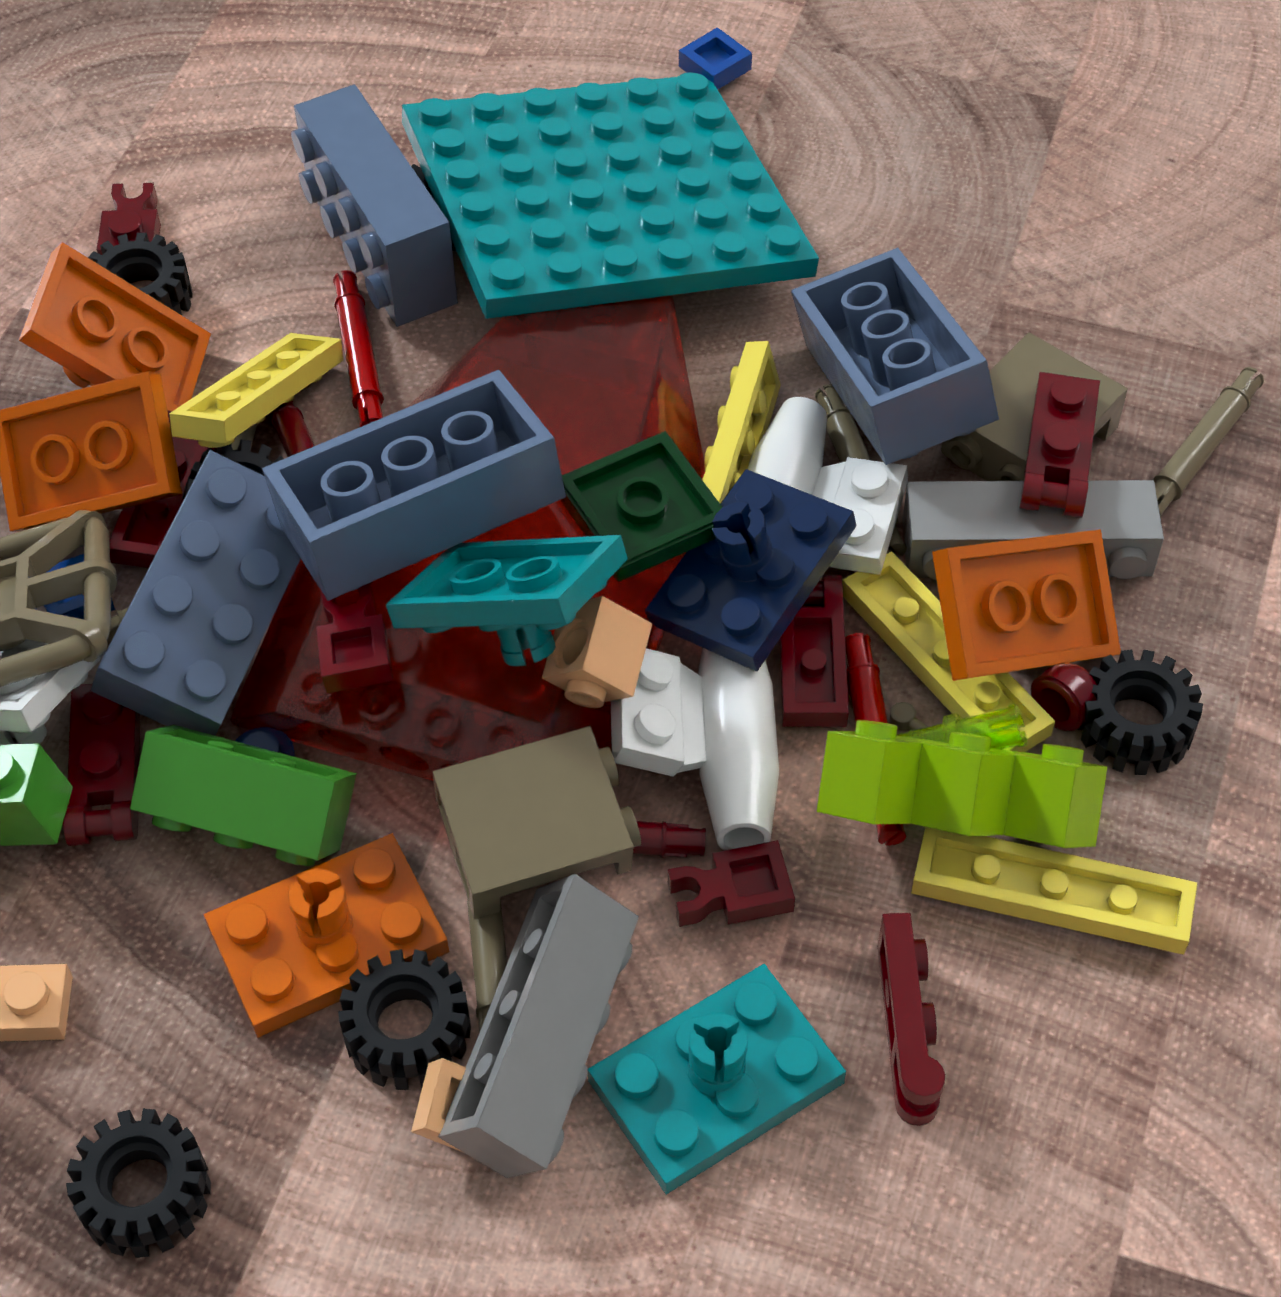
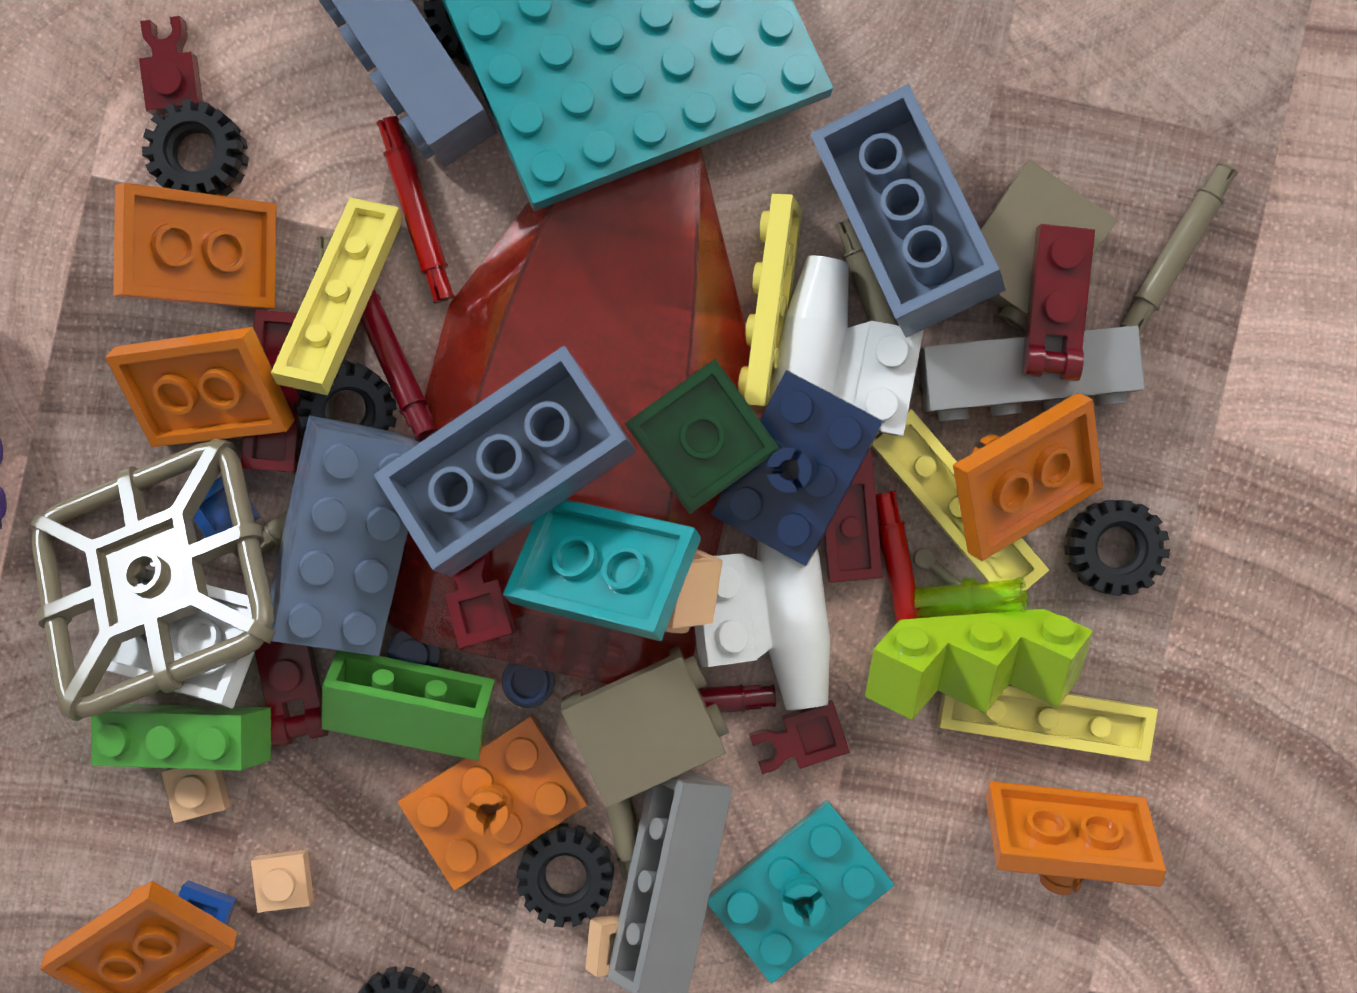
camera: 10 degrees left, 35 degrees up
(397, 798) = (527, 685): none -> dark blue plate
(909, 1021) = (939, 843): dark red plate -> none
(1063, 694) = (1059, 539): dark red piece -> none
(1086, 1019) = (1073, 836): none -> orange plate

